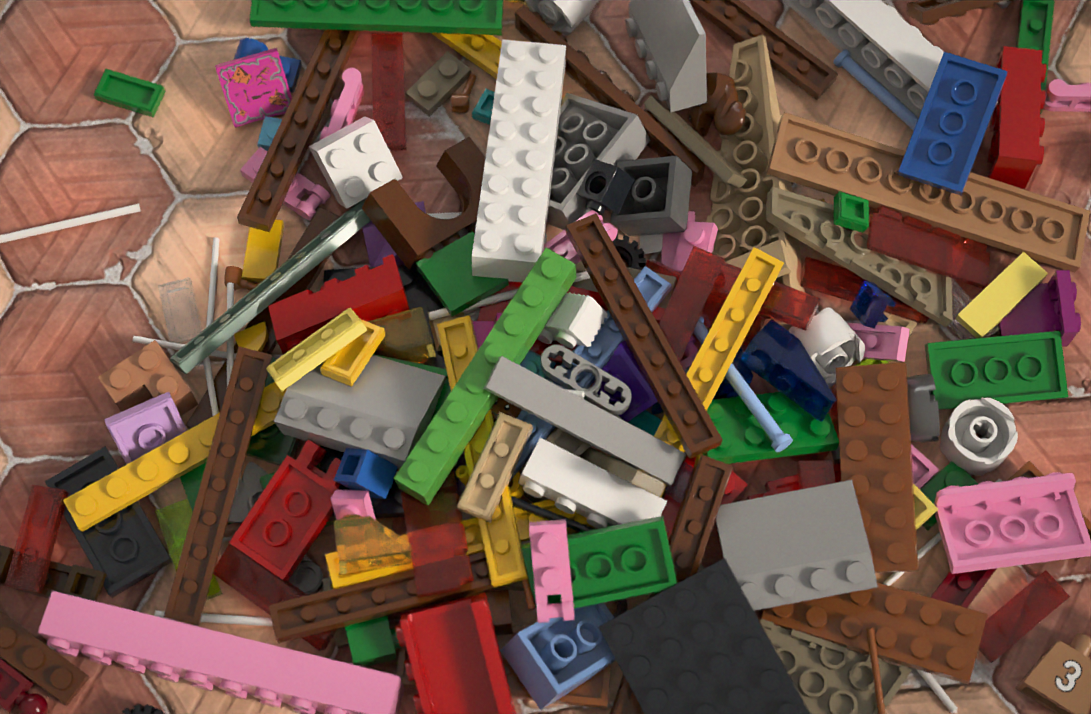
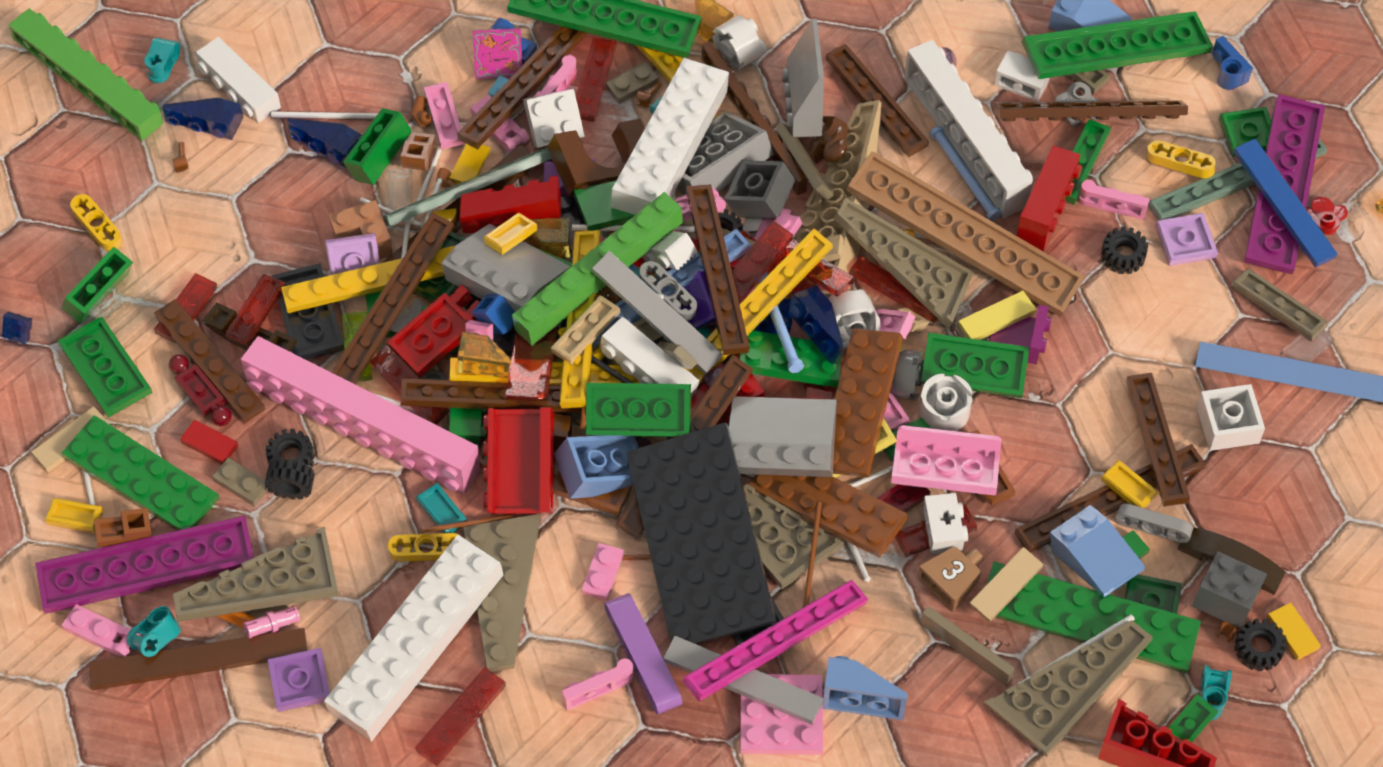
camera: 15 degrees right, 10 degrees down
(72, 262) = (328, 138): none -> clear blue slope
(129, 92) = (407, 38): green tile -> none
(134, 258) = (377, 146): none -> green brick
(174, 195) = (418, 114): none -> dark orange arm
(190, 251) = (417, 151): none -> dark orange brick
(208, 189) = (443, 115): none -> bright pink plate
(316, 348) = (485, 224): light yellow tile -> none
(551, 569) = (603, 401): bright pink plate -> none
(605, 187) = (726, 173): black brick -> none
(851, 212) = (899, 230): green tile -> none
(870, 305) = (893, 294): clear blue tile -> none
(933, 251) = (957, 275): clear red windscreen -> none
(952, 123) = (992, 185): blue plate -> none
(1037, 628) = (937, 511): none -> white brick

